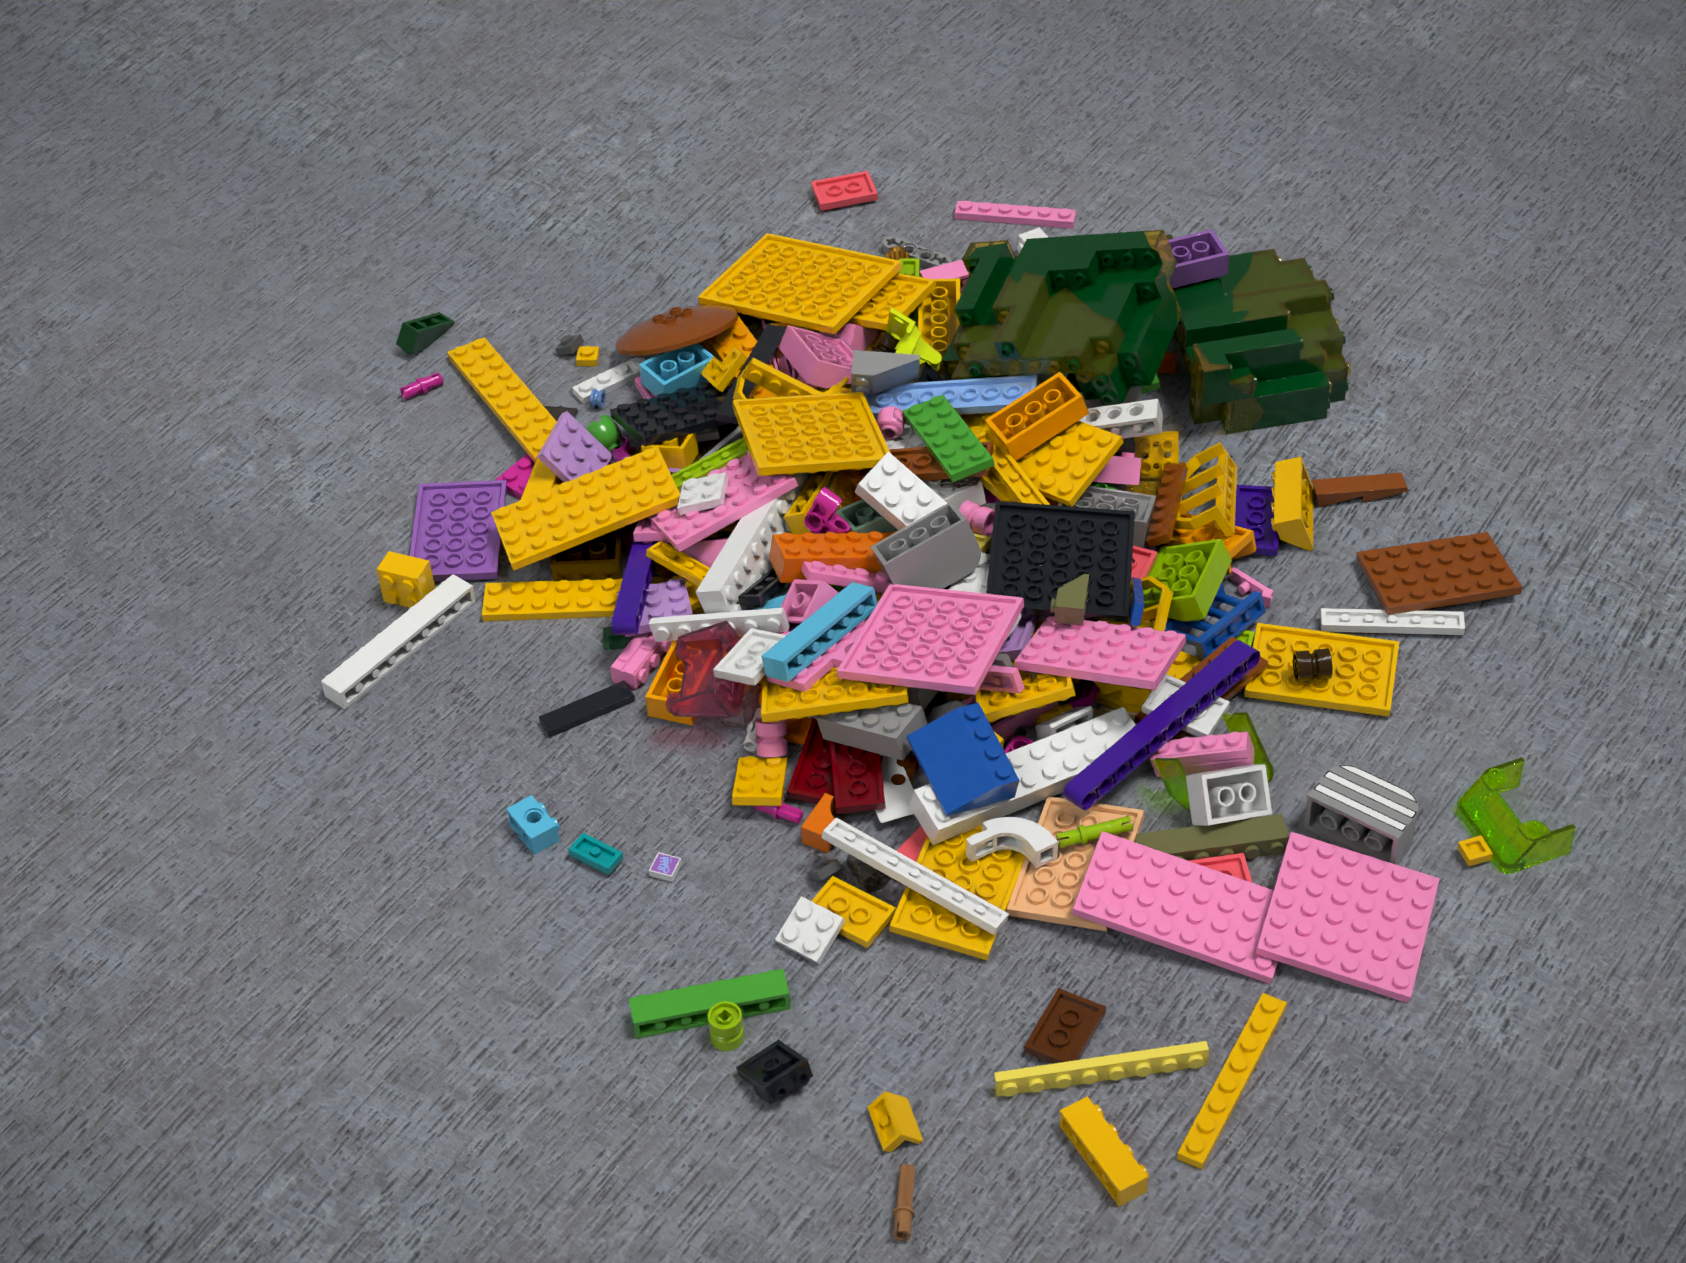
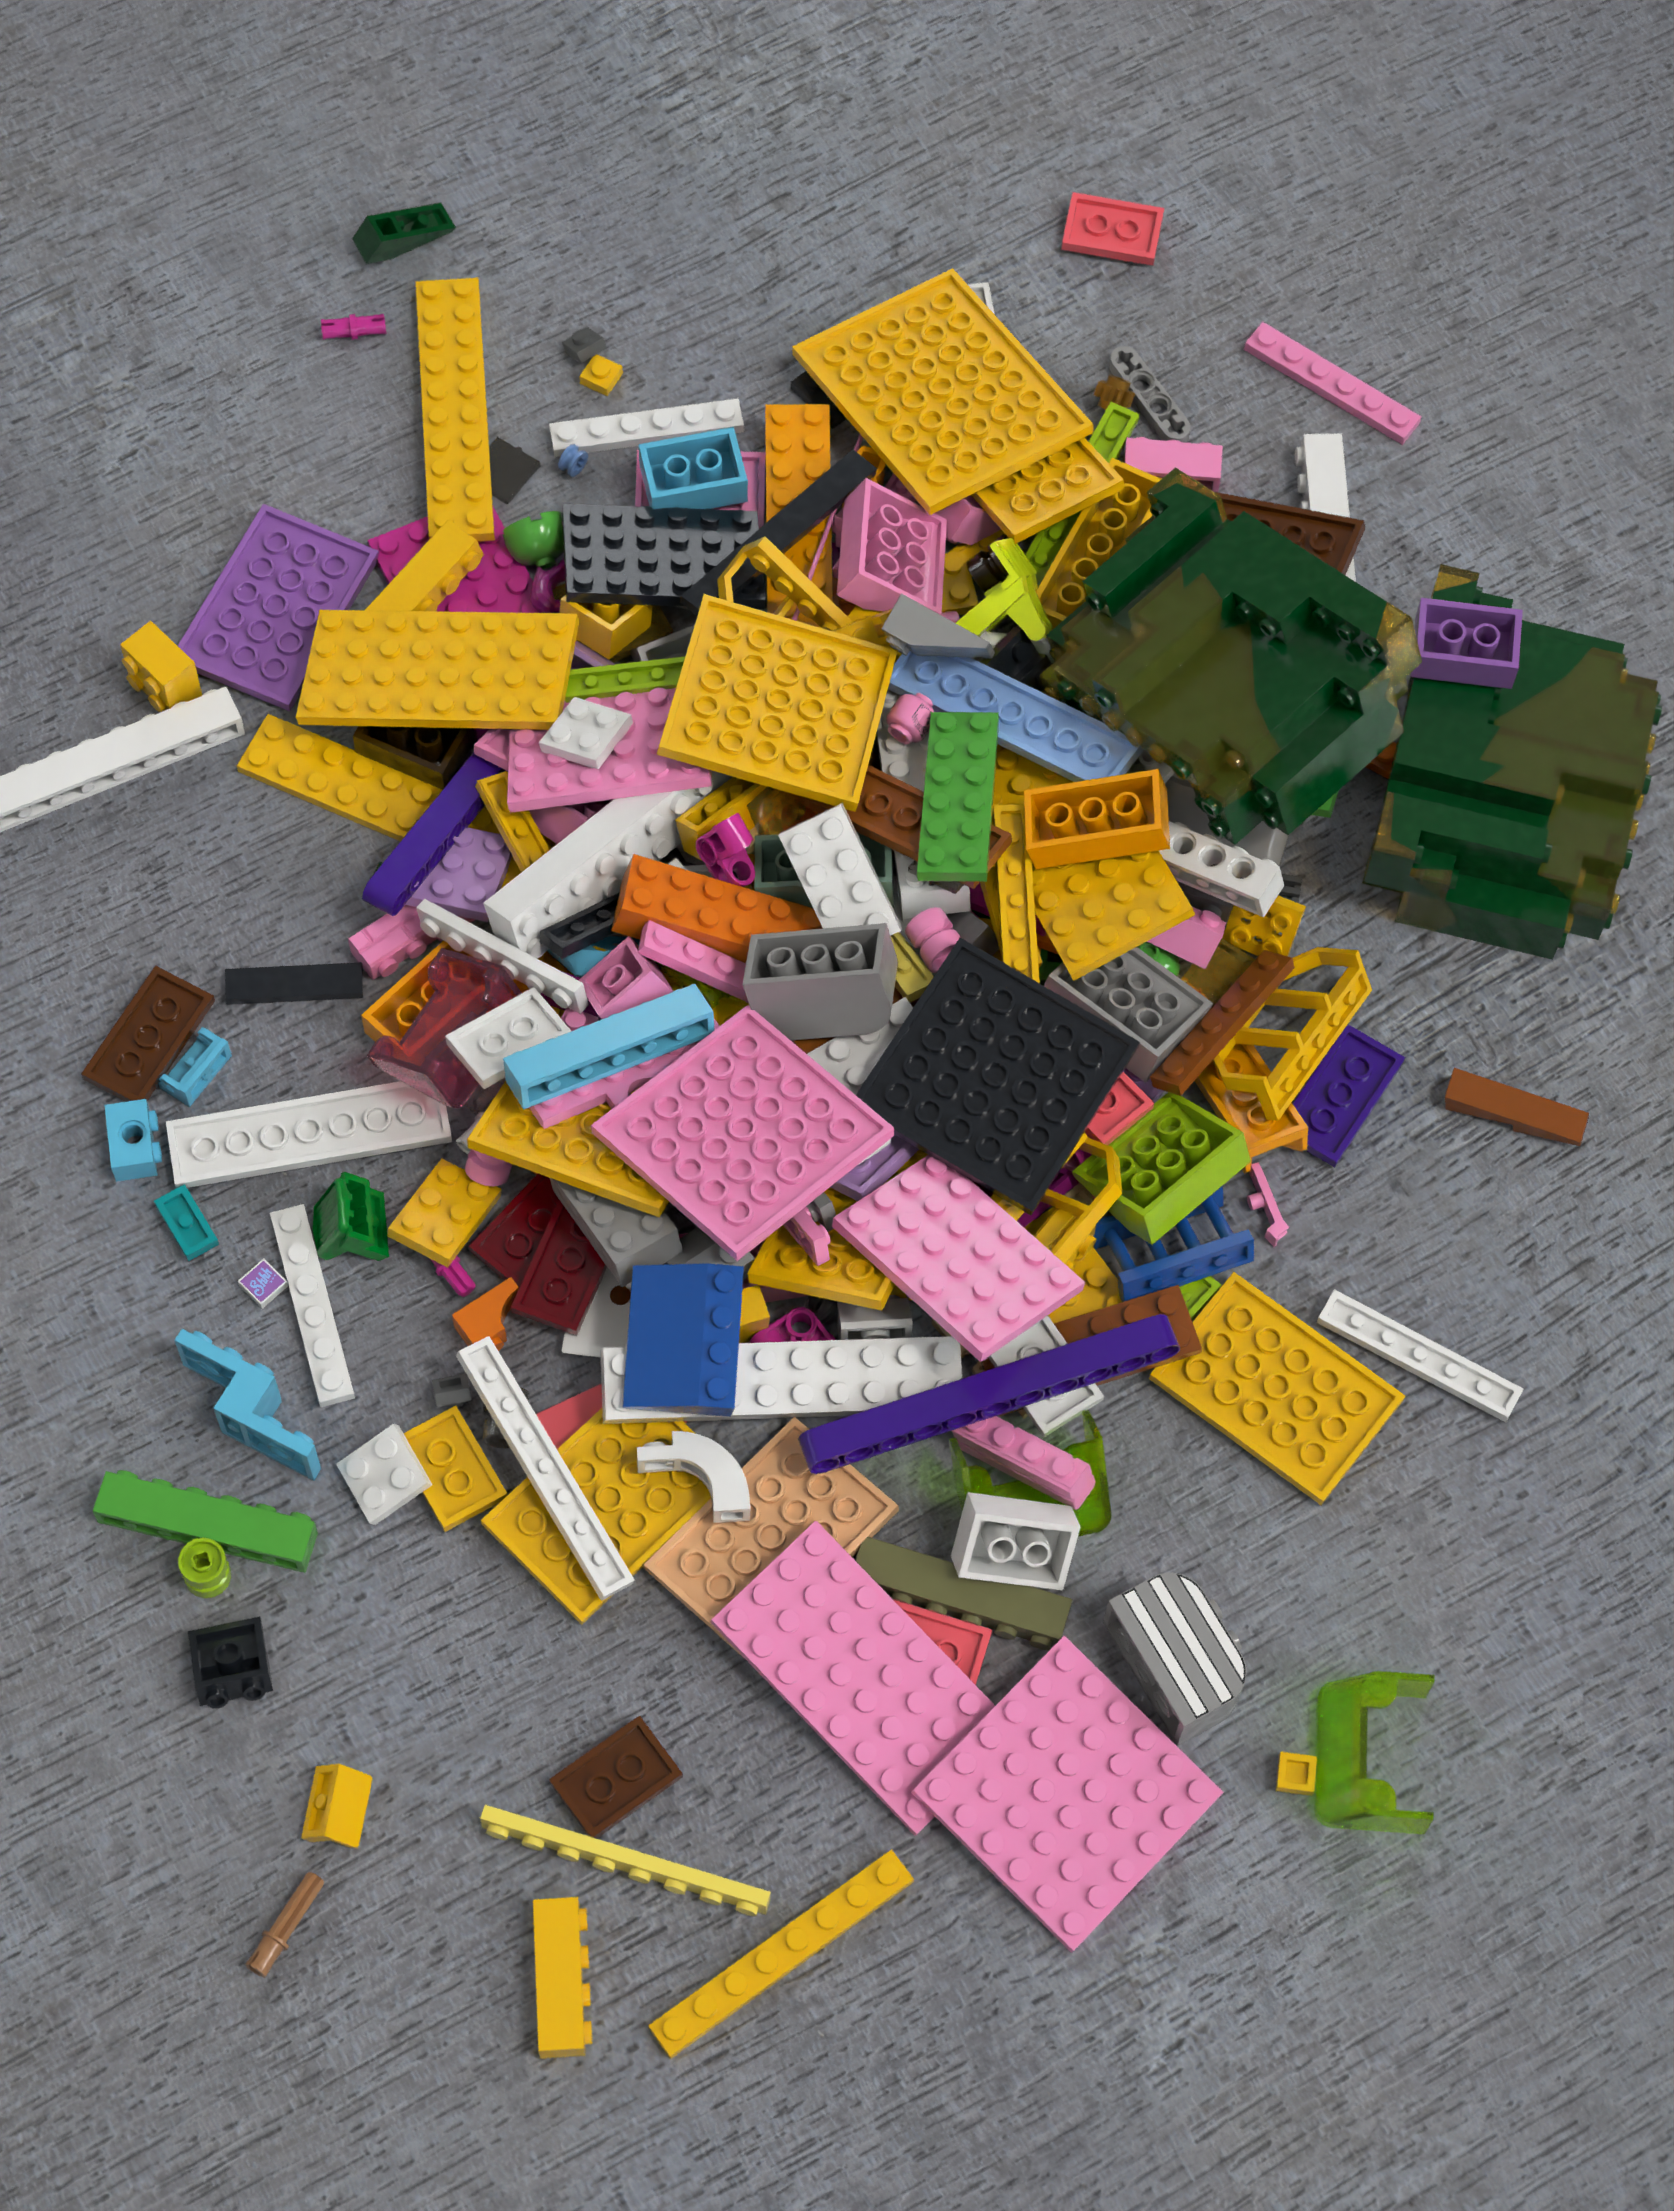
camera: 20 degrees right, 20 degrees up
(510, 768) = (148, 1036): none -> reddish brown plate
(551, 772) = (196, 1067): none -> medium azure hinge
(572, 450) = (473, 562): lavender plate -> none
(644, 777) = (304, 1133): none -> white plate
(676, 329) = (728, 399): dark orange dish -> none
(696, 918) = (248, 1403): none -> medium azure bracket
(700, 807) = (350, 1220): none -> green piece
(705, 866) = (312, 1305): none -> white plate
(721, 374) = (742, 511): yellow plate -> none
(1071, 601) = (962, 1158): olive slope -> none
(1093, 832) = (810, 1510): lime pin -> none
(1136, 602) = (1059, 1188): blue tile -> none
(1293, 503) = (1401, 1099): yellow slope -> none
(1315, 664) = (1255, 1385): dark brown wheel -> none
(1438, 573) = (1532, 1307): dark orange plate -> none

